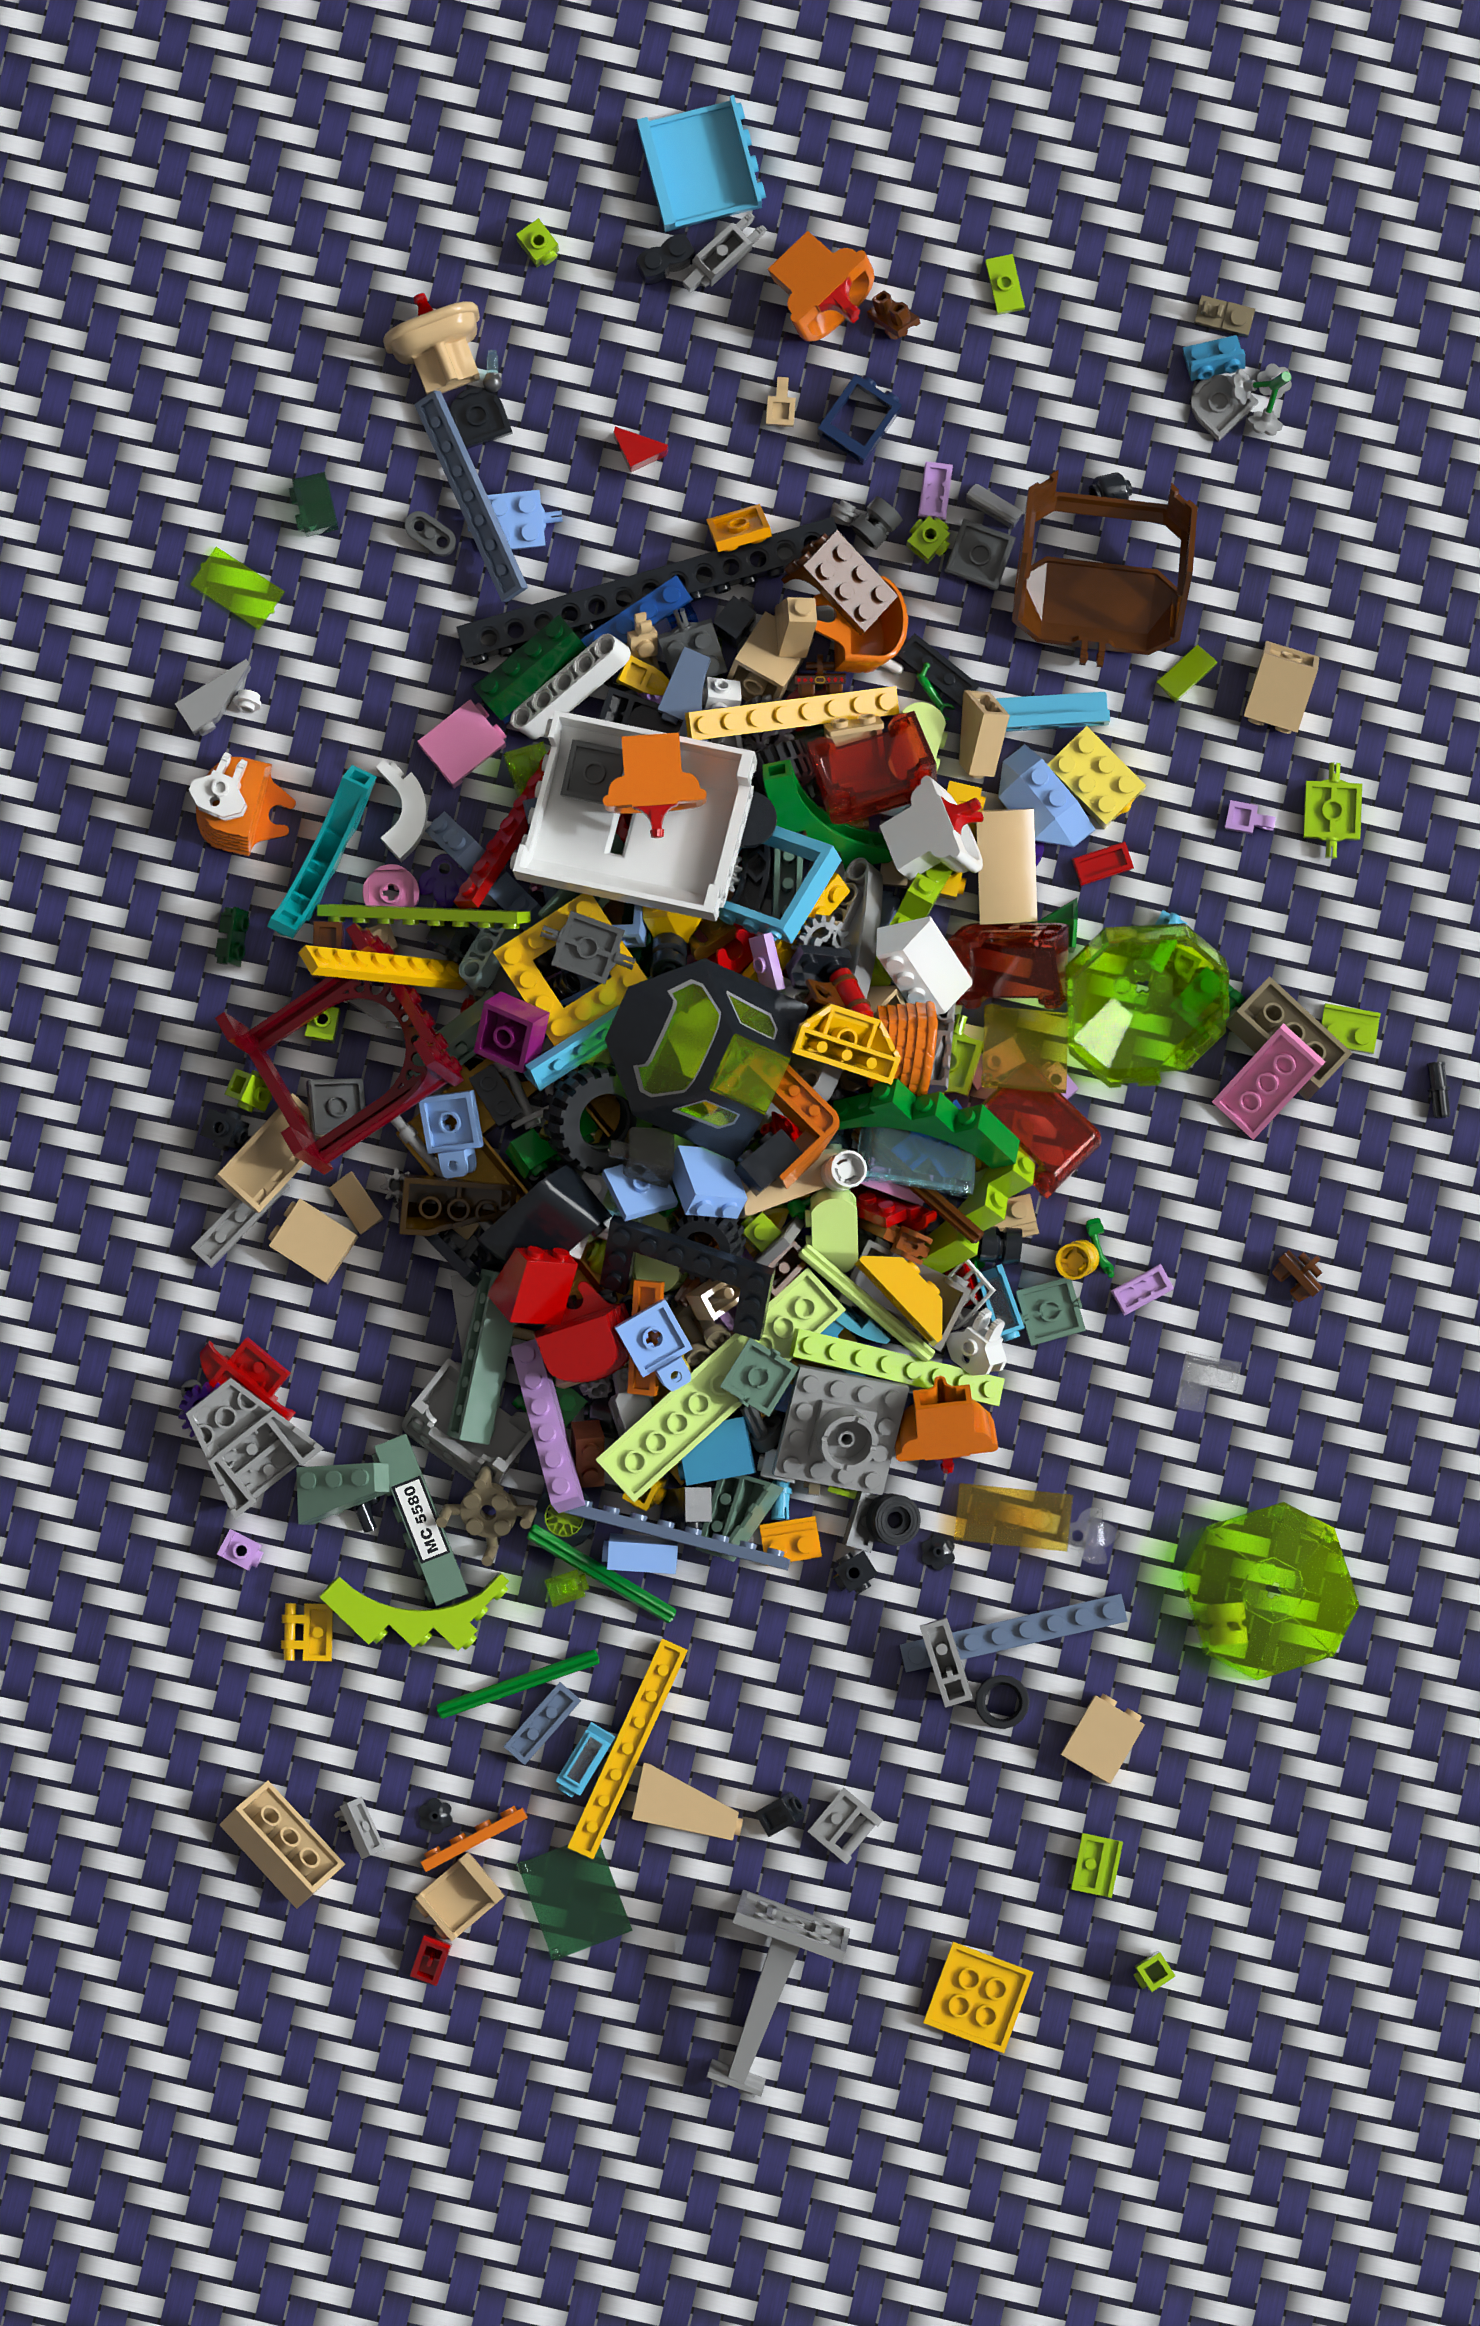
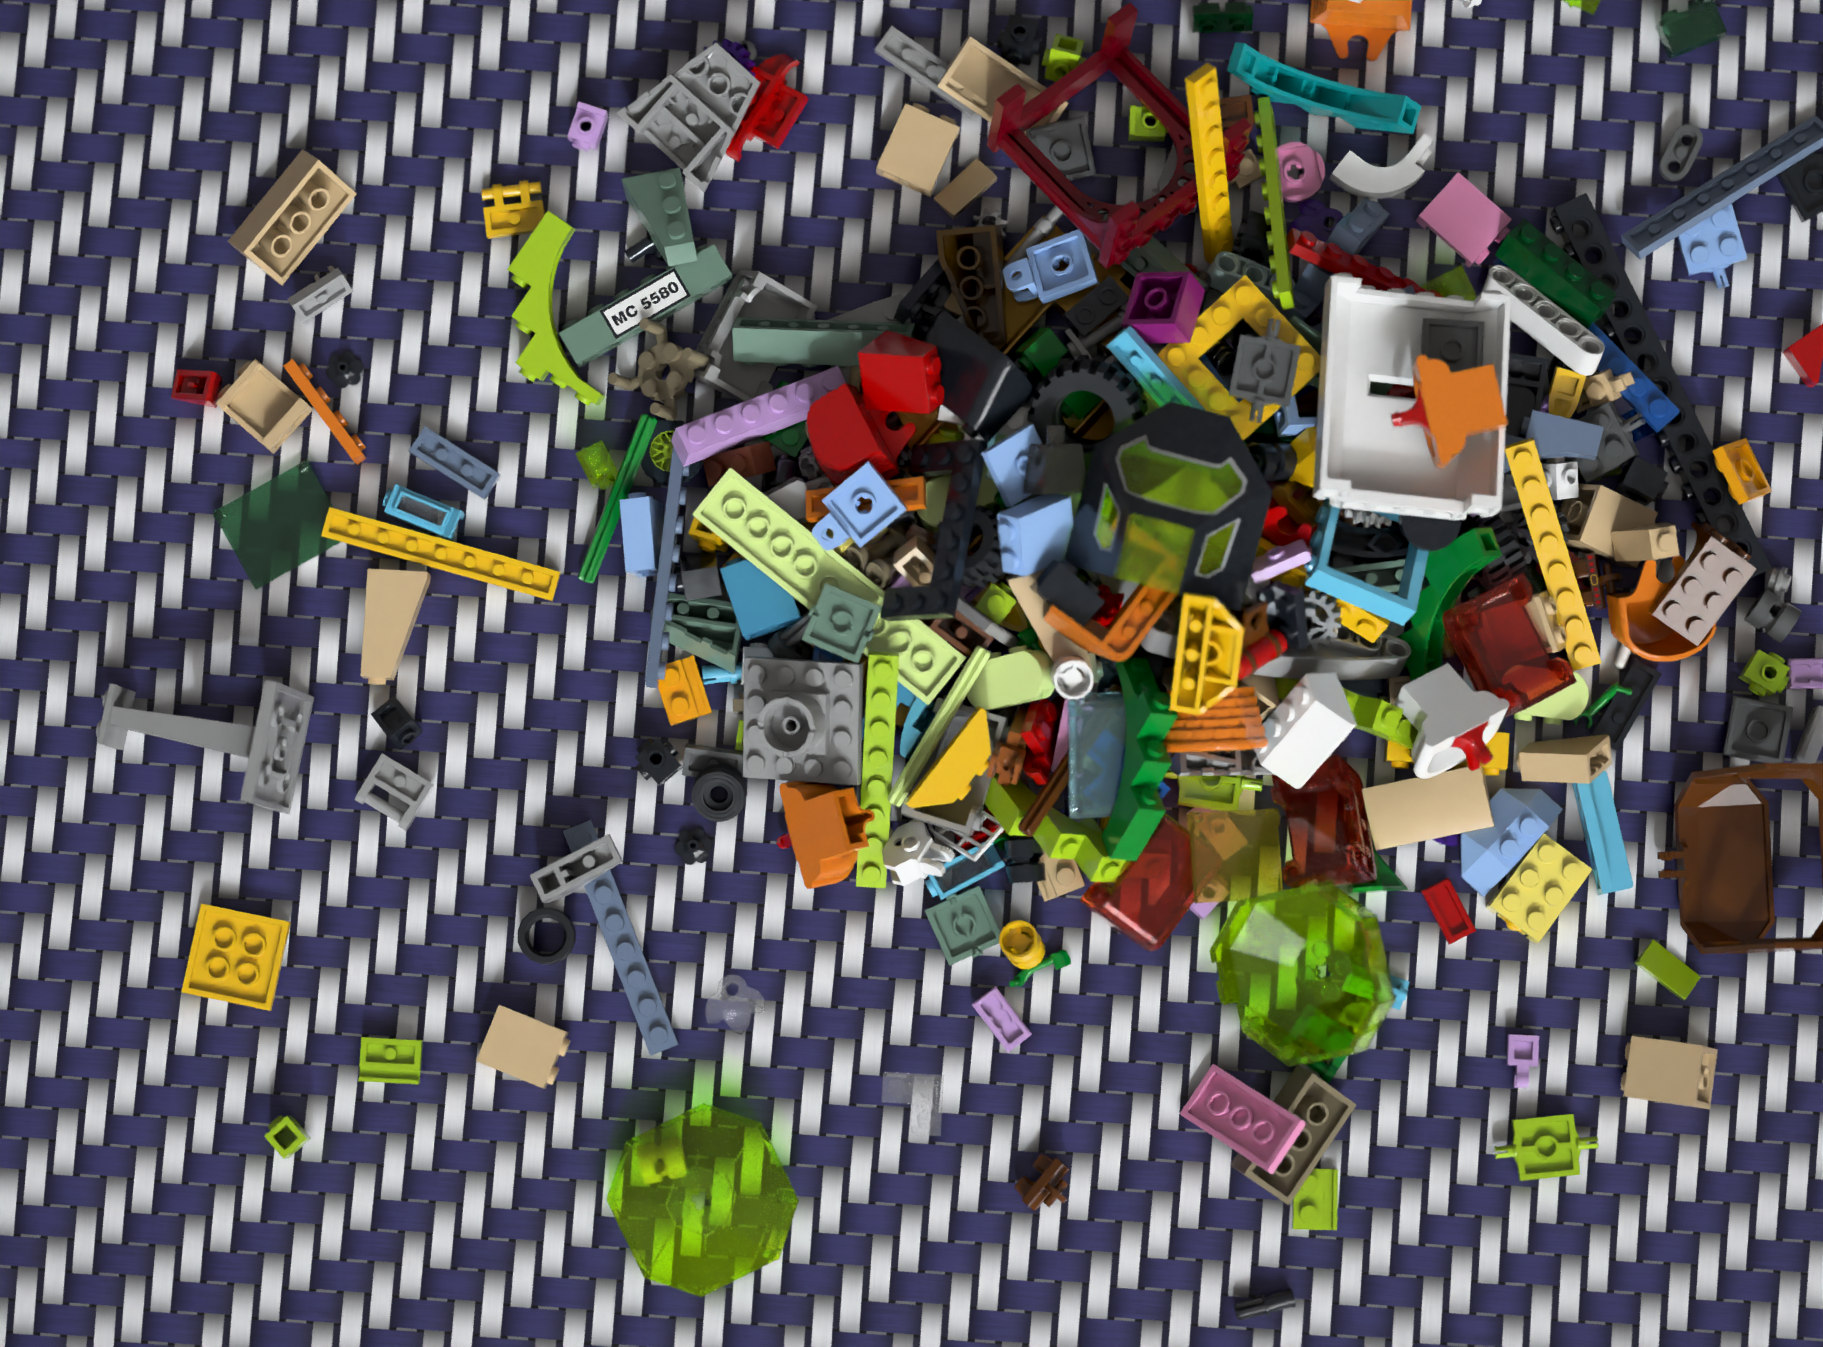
camera: 85 degrees right, 0 degrees up
(517, 1684) = (492, 432): green axle -> none
(1013, 1517) = (741, 919): clear yellow tile -> none

